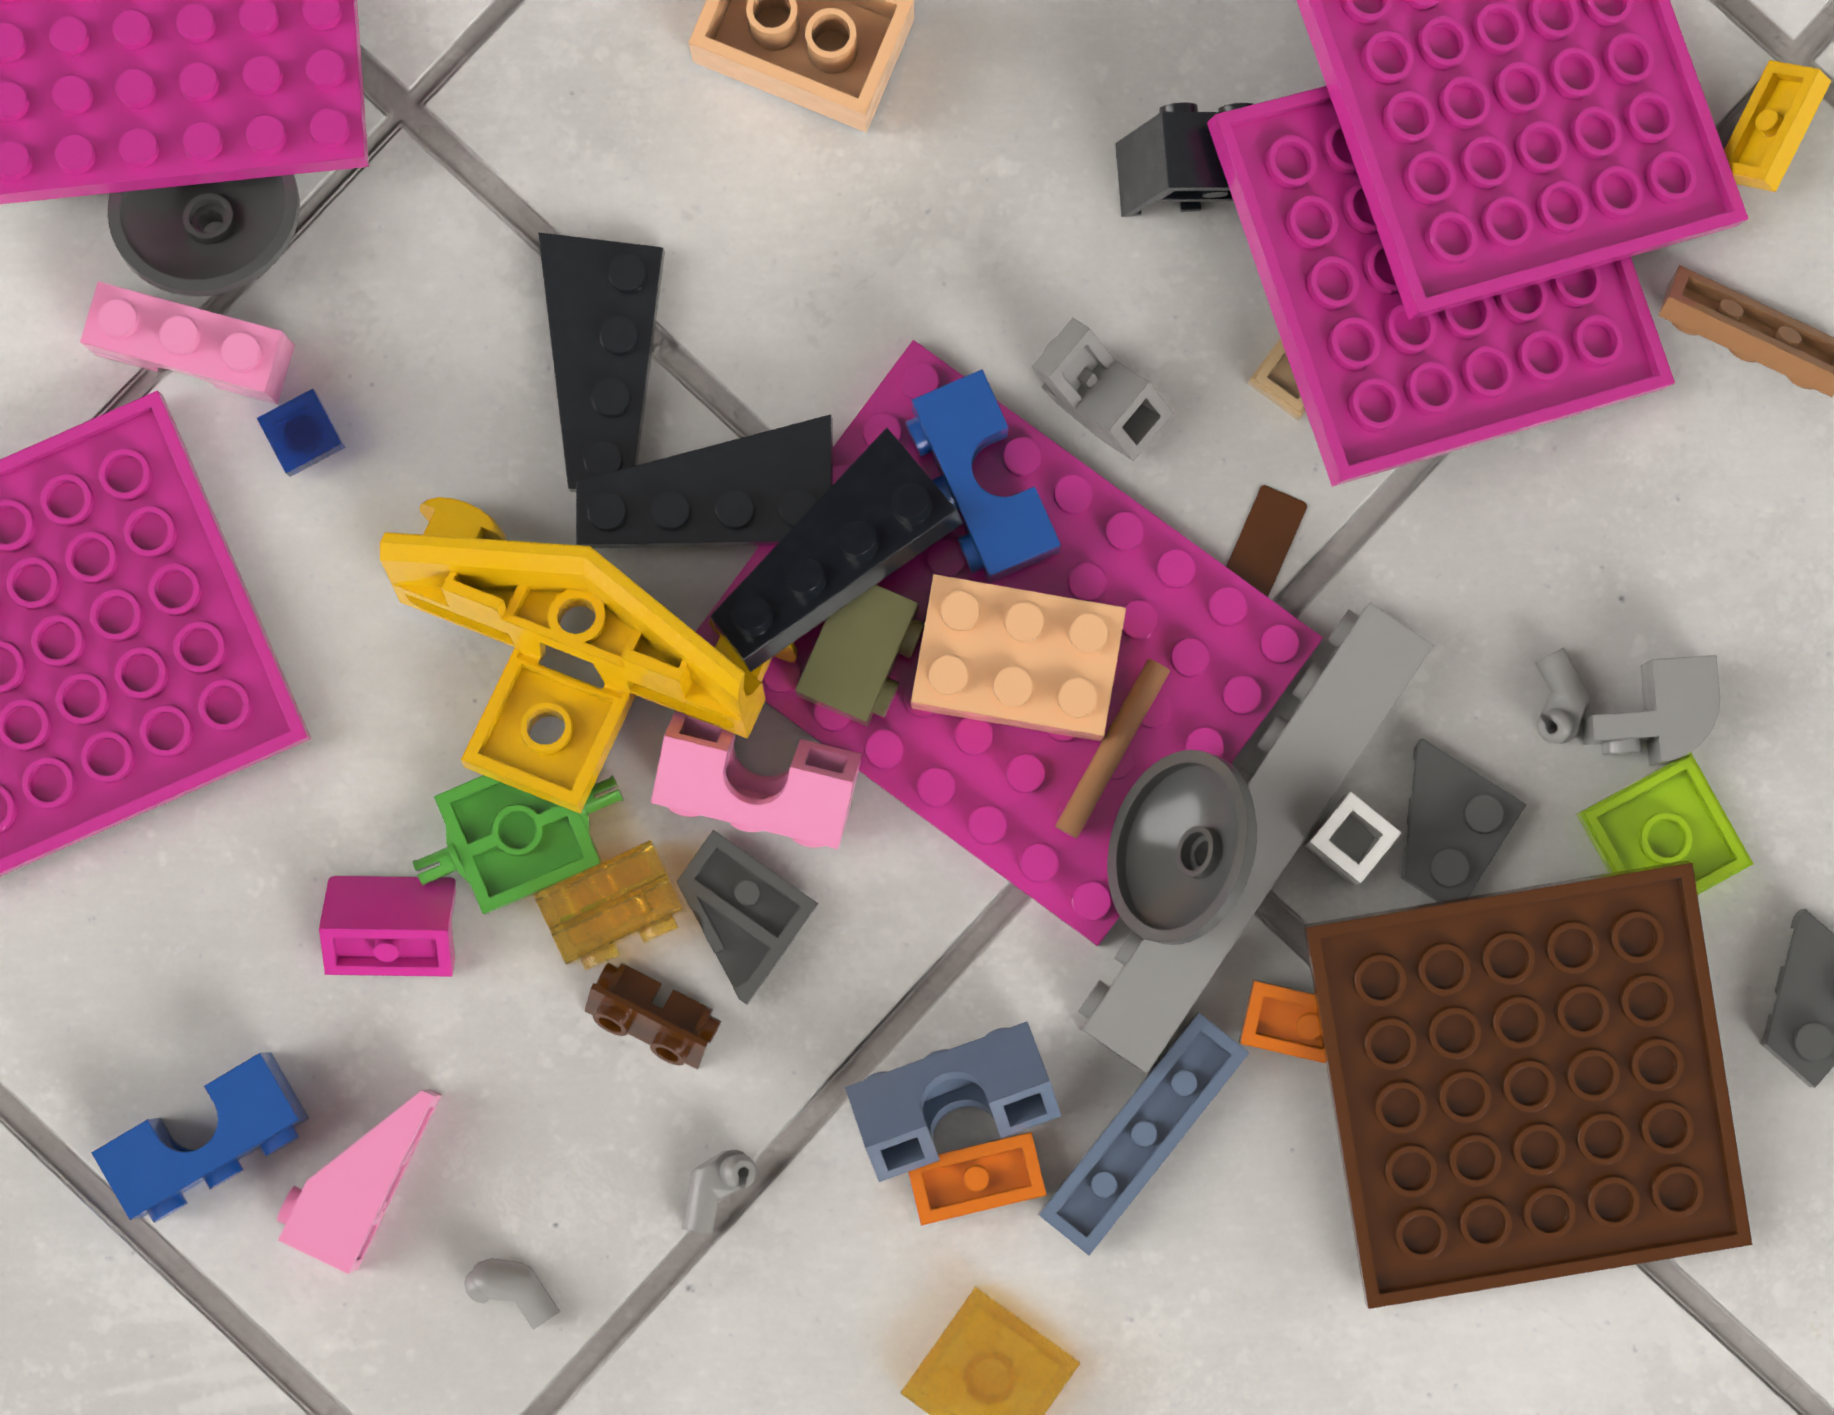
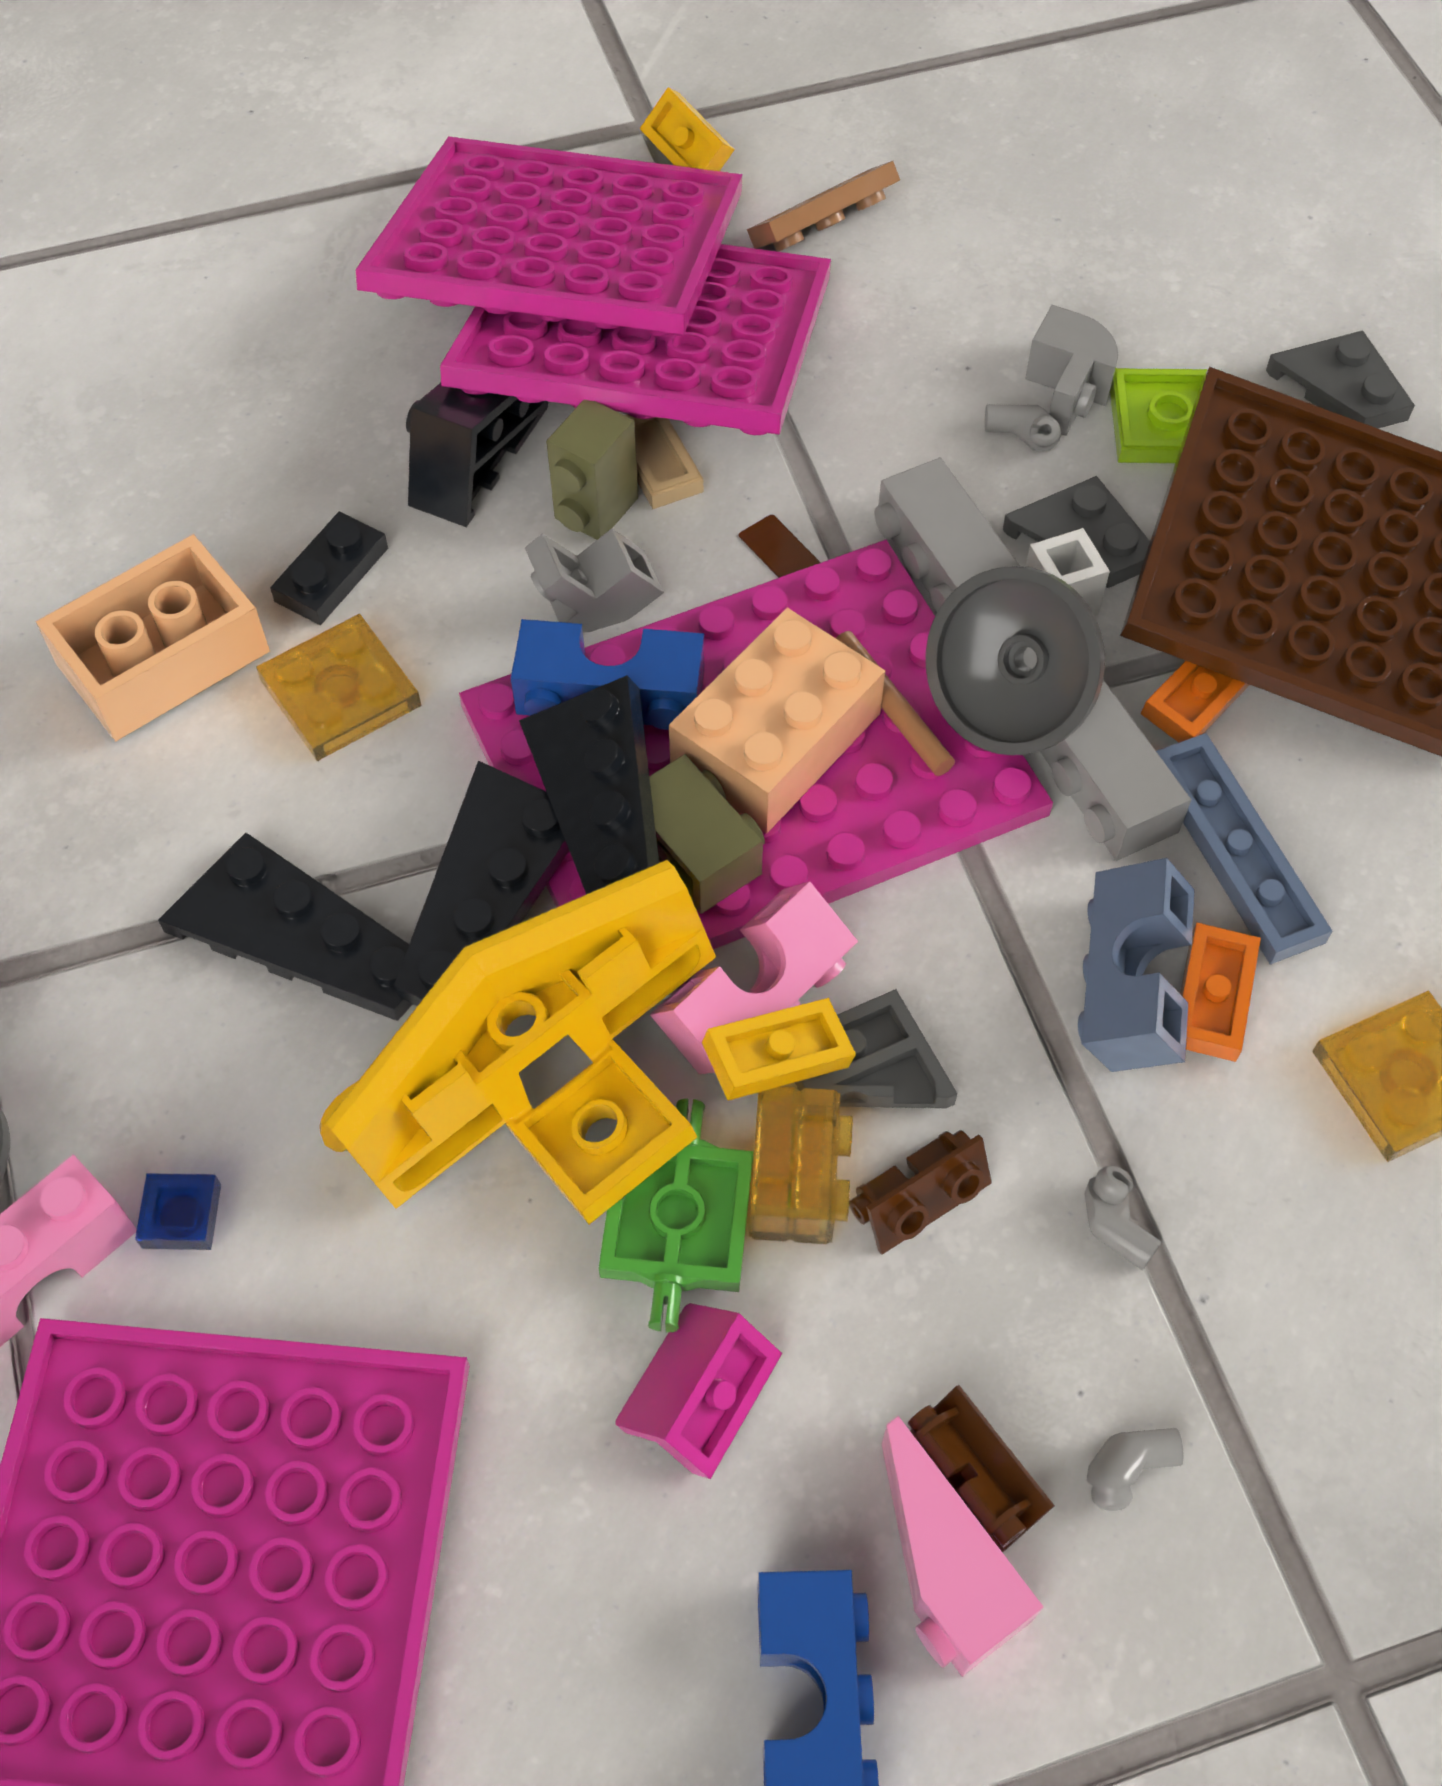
camera: 65 degrees left, 25 degrees down
(426, 1199) = (980, 1467): none -> reddish brown hinge
(687, 839) = (778, 1048): none -> yellow plate
(864, 221) = (338, 686): none -> clear yellow plate
(992, 122) = (329, 568): none -> black plate
(1219, 315) = (593, 468): none -> olive brick

